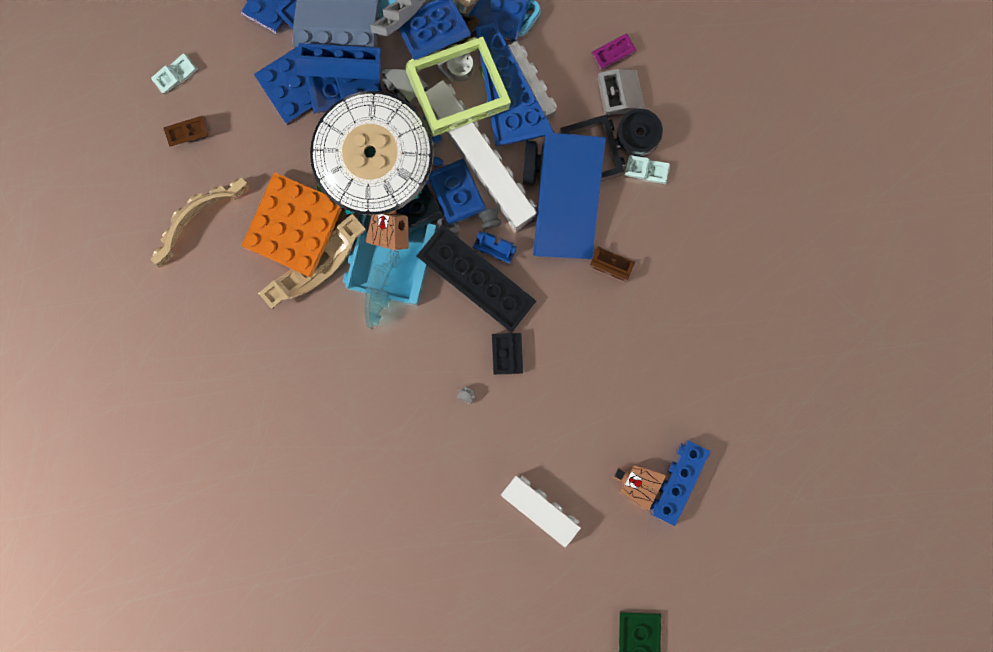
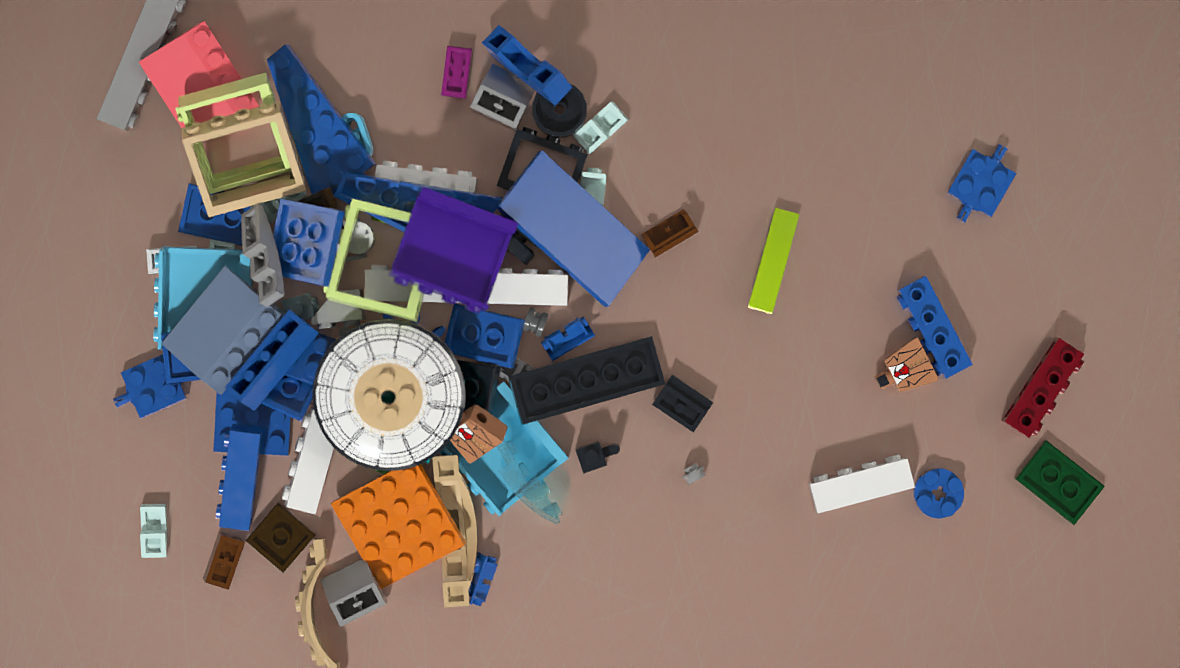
camera: 55 degrees left, 5 degrees up
(225, 229) = (353, 592): none -> light grey slope
(228, 157) = (280, 537): none -> dark brown plate
(248, 101) = (240, 477): none -> blue brick
(284, 141) = (309, 468): none -> white brick
(302, 303) = (484, 569): none -> blue hinge
(390, 61) = (302, 305): none -> light aqua bracket
(430, 320) = (593, 456): none -> black brick
(497, 122) = (452, 250): none -> dark purple panel
(561, 563) = (946, 505): none -> blue plate
(609, 191) = (594, 183): none -> light aqua bracket
(644, 344) = (773, 260): none -> lime slope
(652, 99) = (517, 59): none -> blue arch
(694, 585) = (1043, 387): none -> dark red brick
(797, 444) = (982, 183): none -> blue plate

